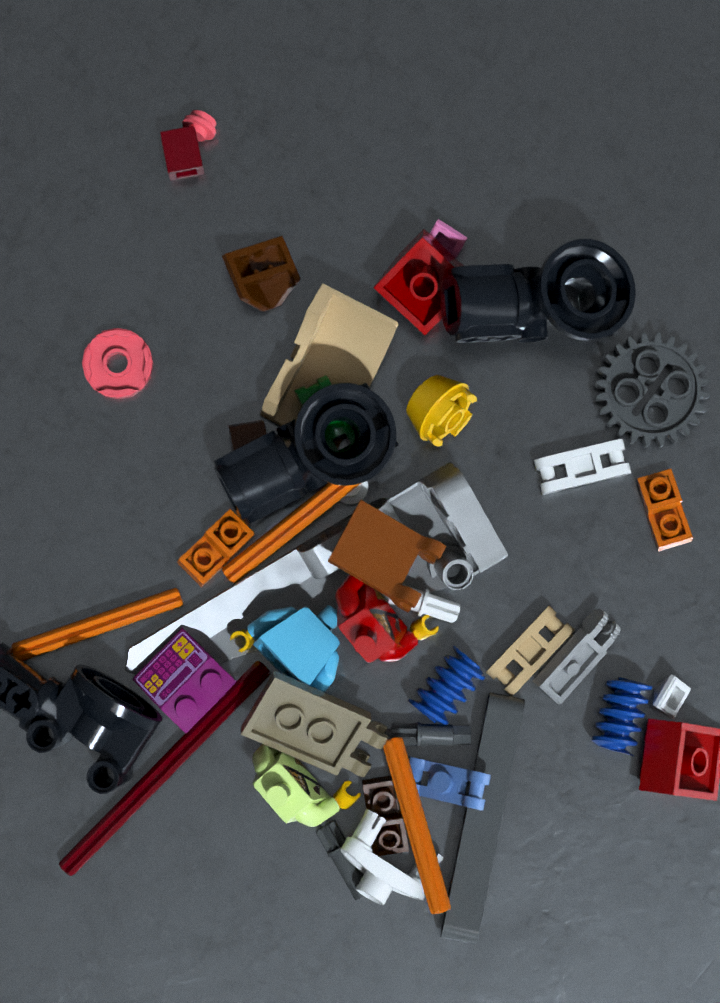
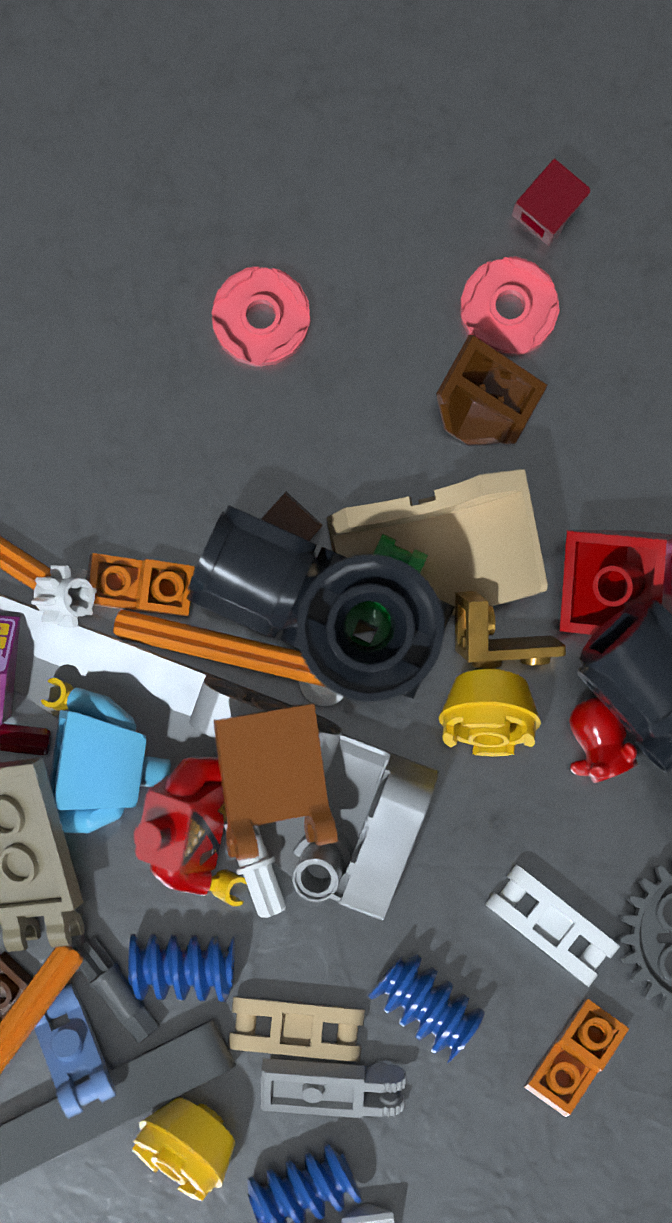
camera: 50 degrees right, 0 degrees up
(191, 592) = (64, 596): none -> white gear
(203, 123) = (601, 200): coral plate -> none
(215, 202) = (519, 279): none -> coral tile
(385, 377) = (477, 621): none -> pearl gold bracket
(501, 359) = (602, 740): none -> red animal
(548, 758) = (186, 1146): none -> yellow cone
(573, 567) = (428, 1005): none -> blue piece

